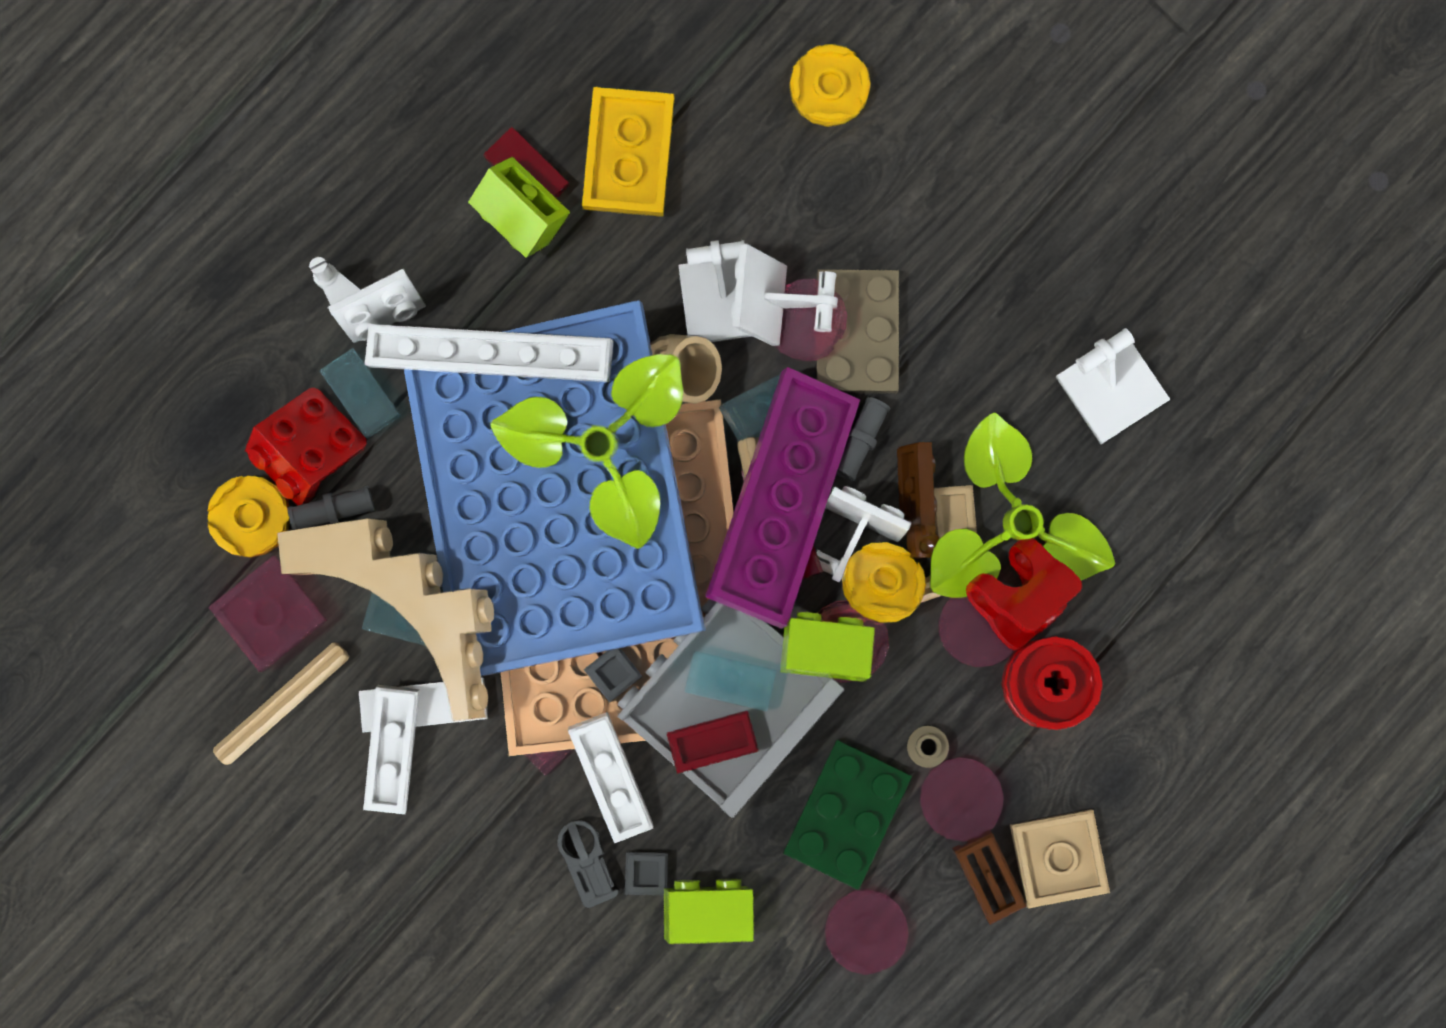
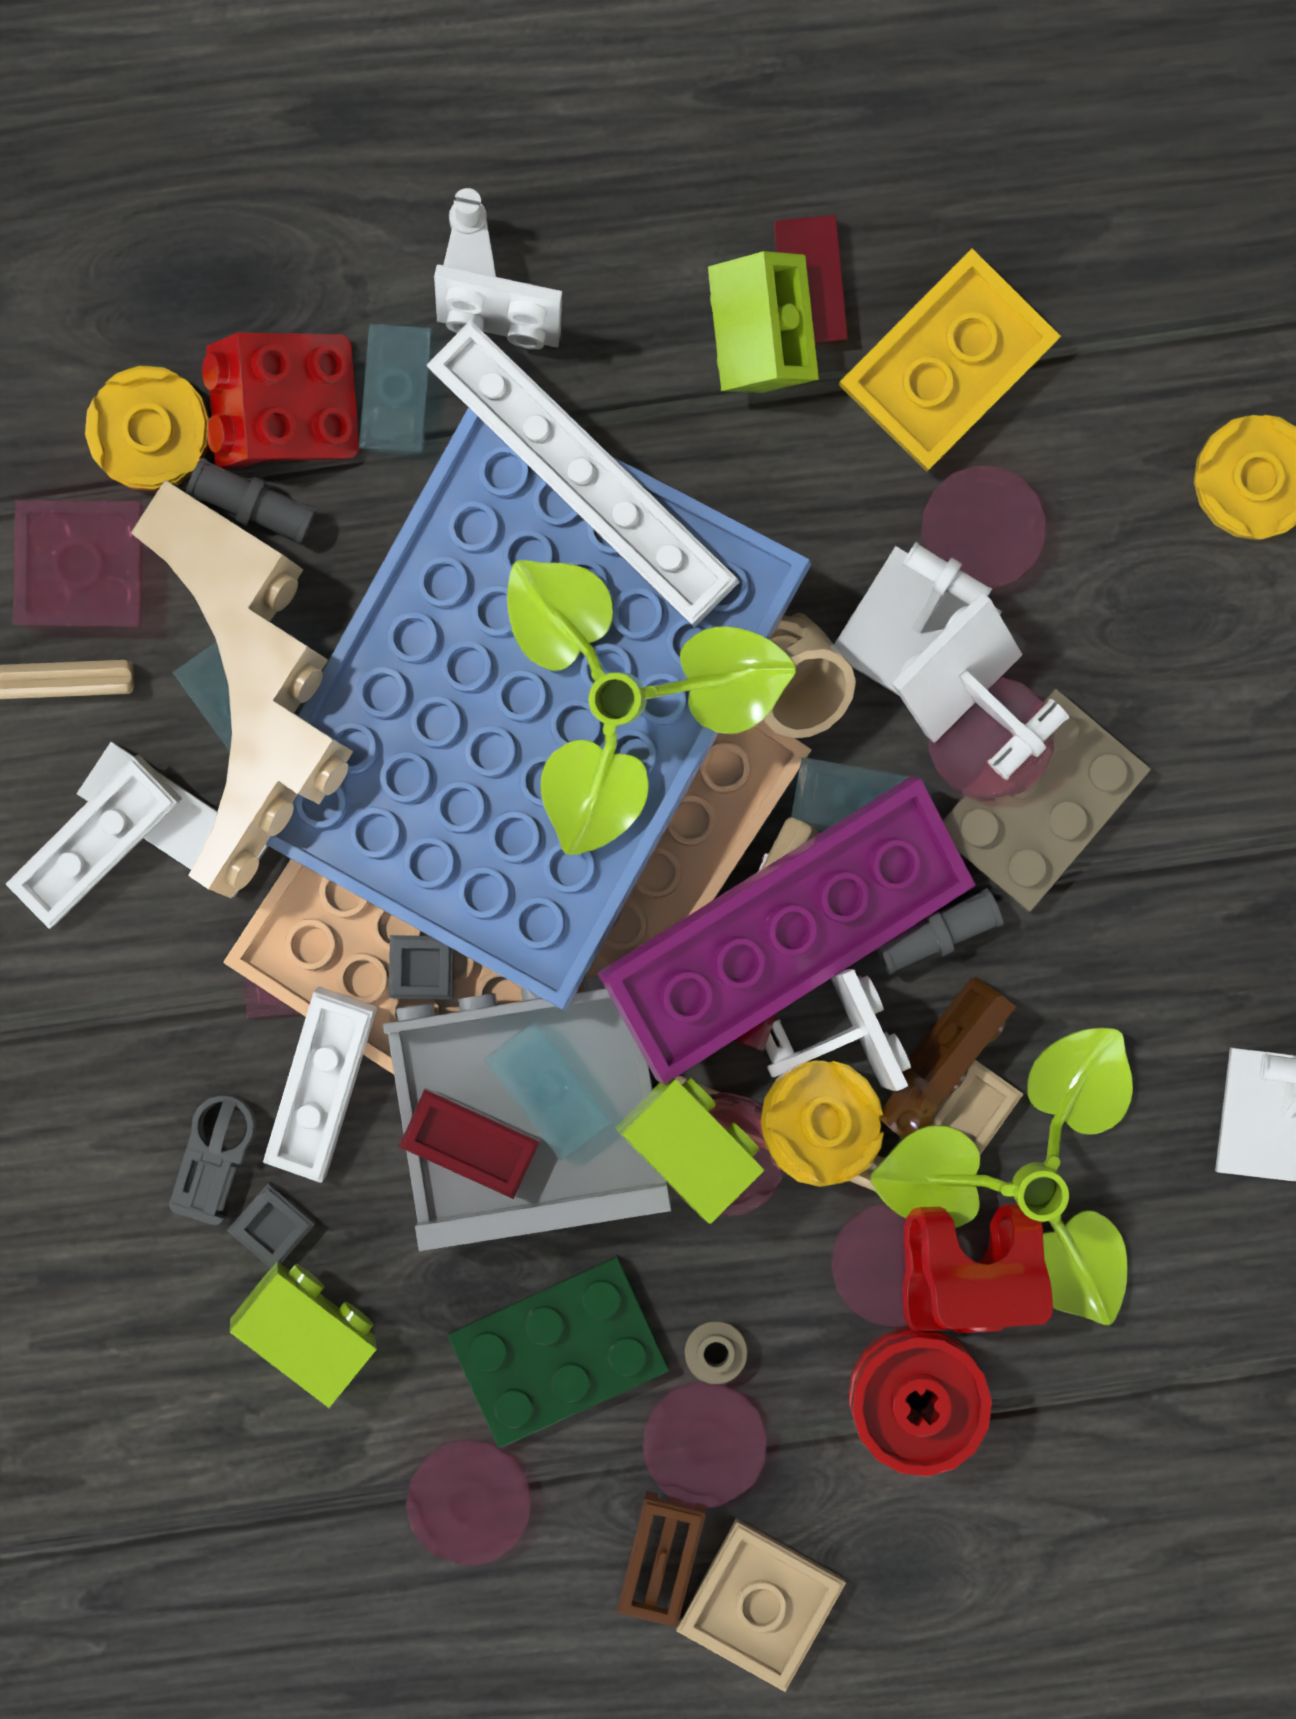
camera: 40 degrees right, 5 degrees up
(714, 213) = (986, 523): none -> clear pink tile

